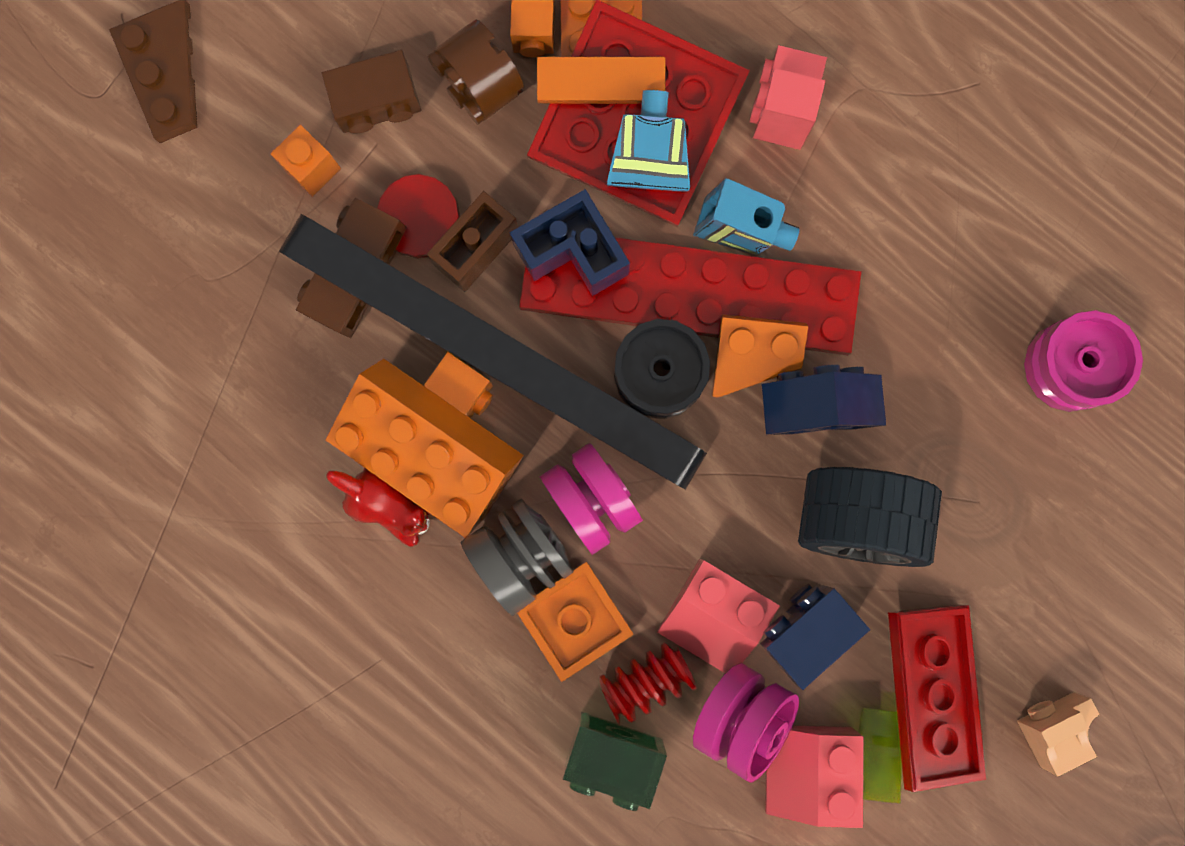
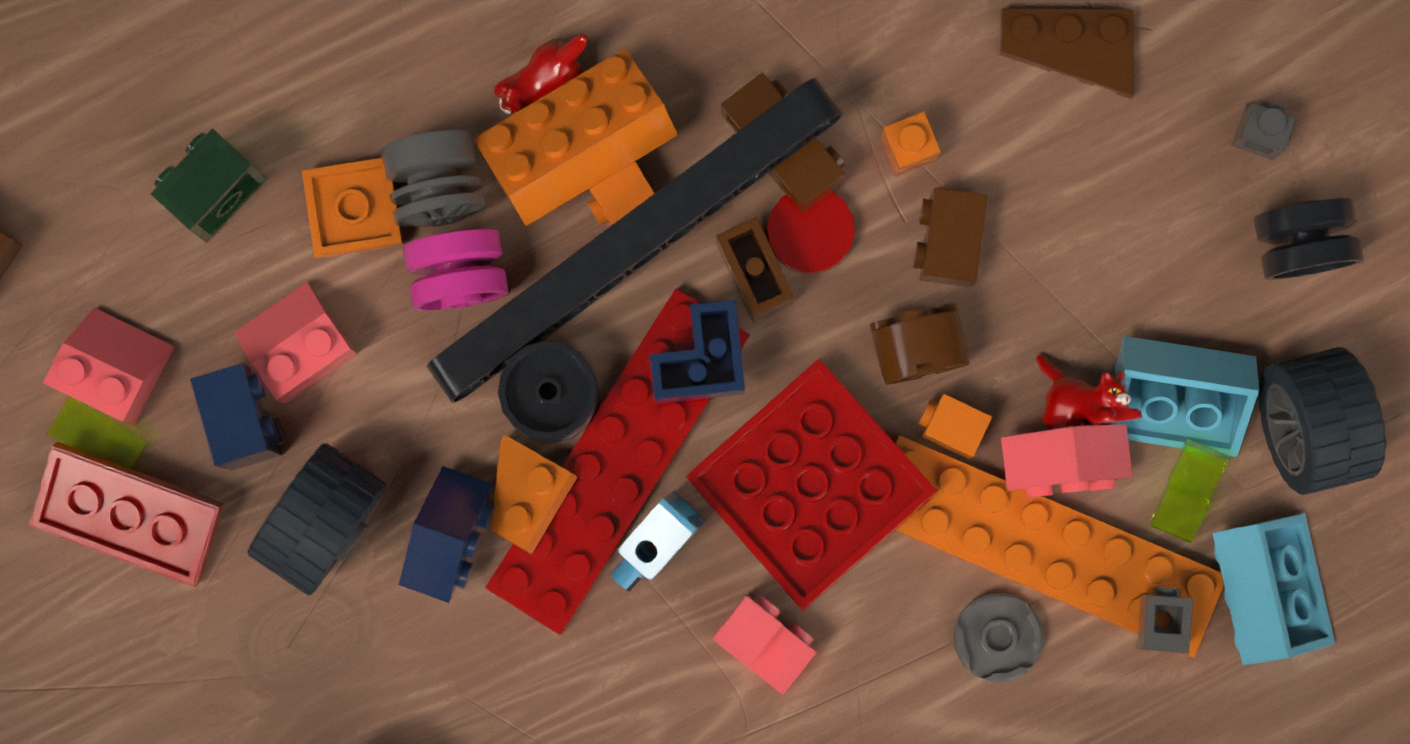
camera: 110 degrees right, 0 degrees up
(598, 79) = (854, 459): orange tile -> none
(646, 683) = (262, 249): red piece -> none
(651, 148) = (761, 475): torso -> none
(745, 722) = (185, 319): dark pink wheel -> none
(1060, 732) = (40, 612): light nougat brick -> none

